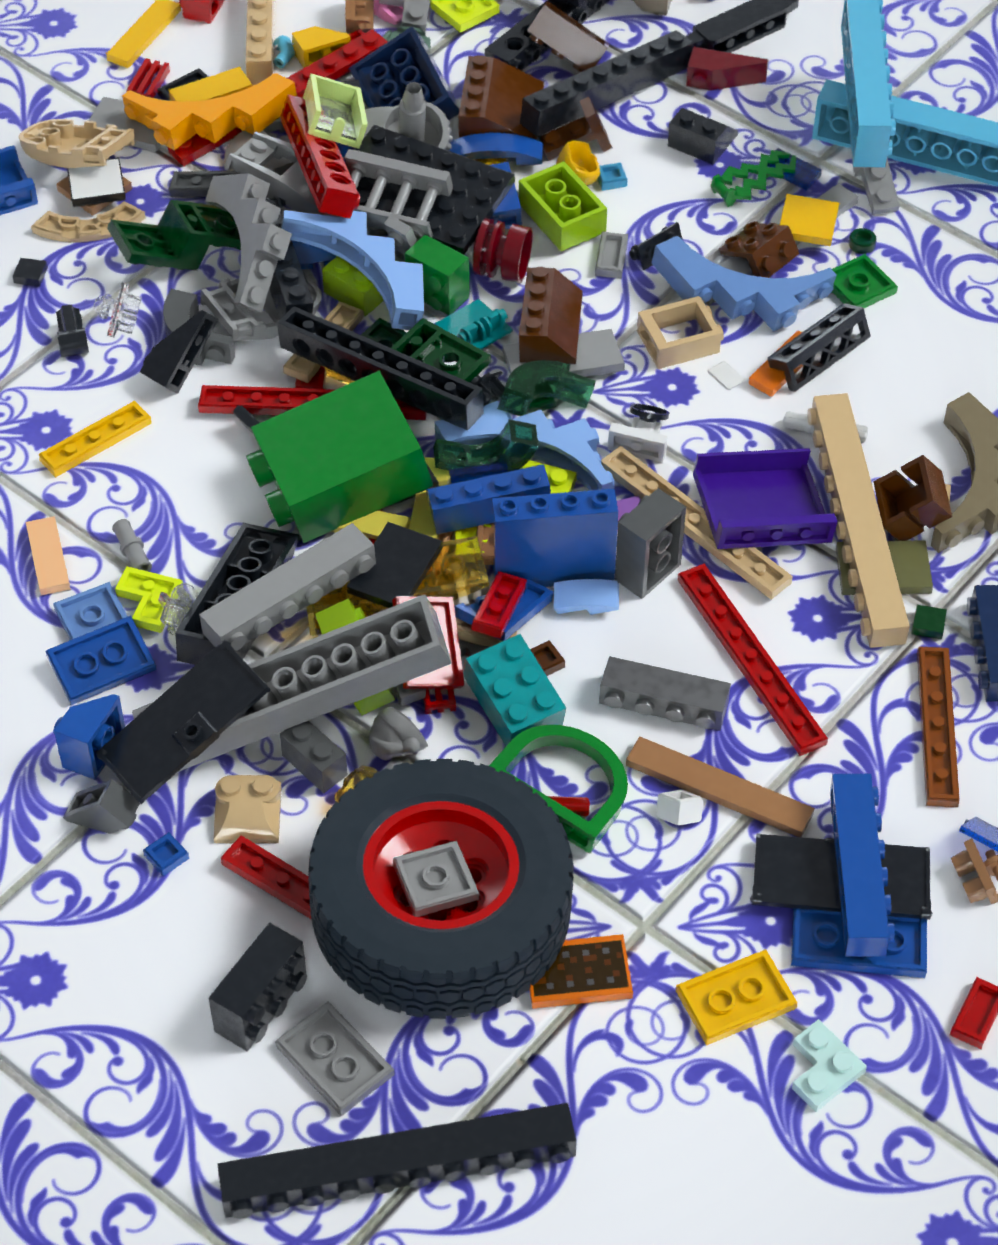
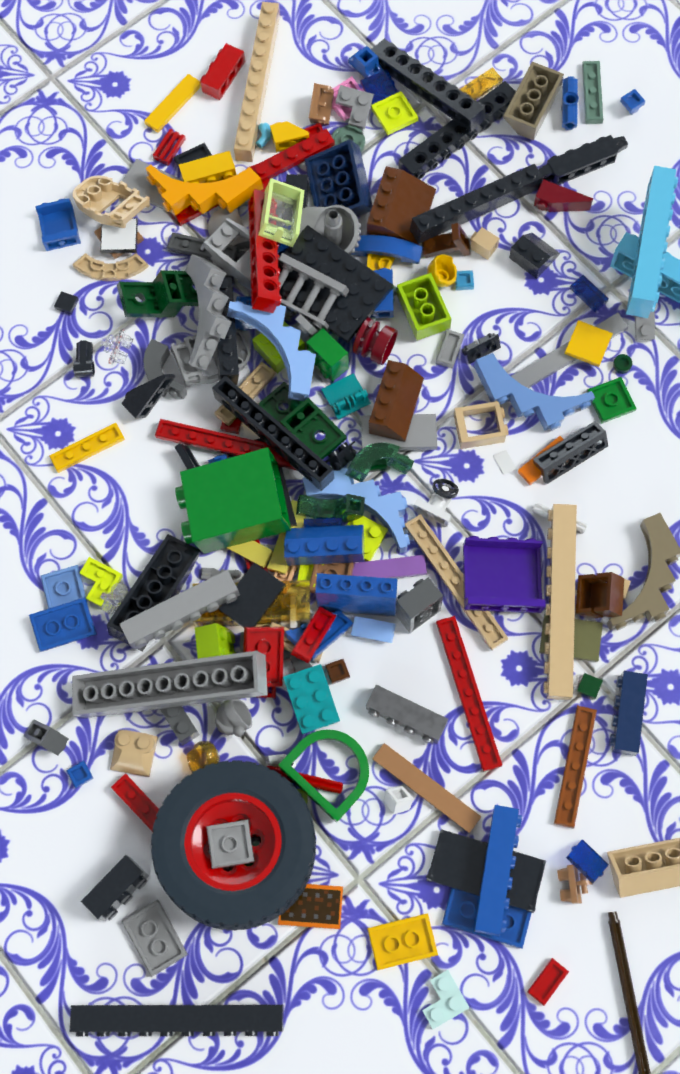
camera: 15 degrees right, 20 degrees up
(48, 555) = (43, 536): light nougat tile -> none
(85, 731) = (45, 686): blue slope -> none
(131, 545) = (95, 540): light grey pin -> none
(183, 721) = (99, 695): black door -> none
(567, 37) = (458, 158): slope -> none
(629, 129) = (484, 243): none -> tan brick
(745, 192) = (567, 293): green piece -> none
(764, 245) = (550, 361): reddish brown bracket -> none

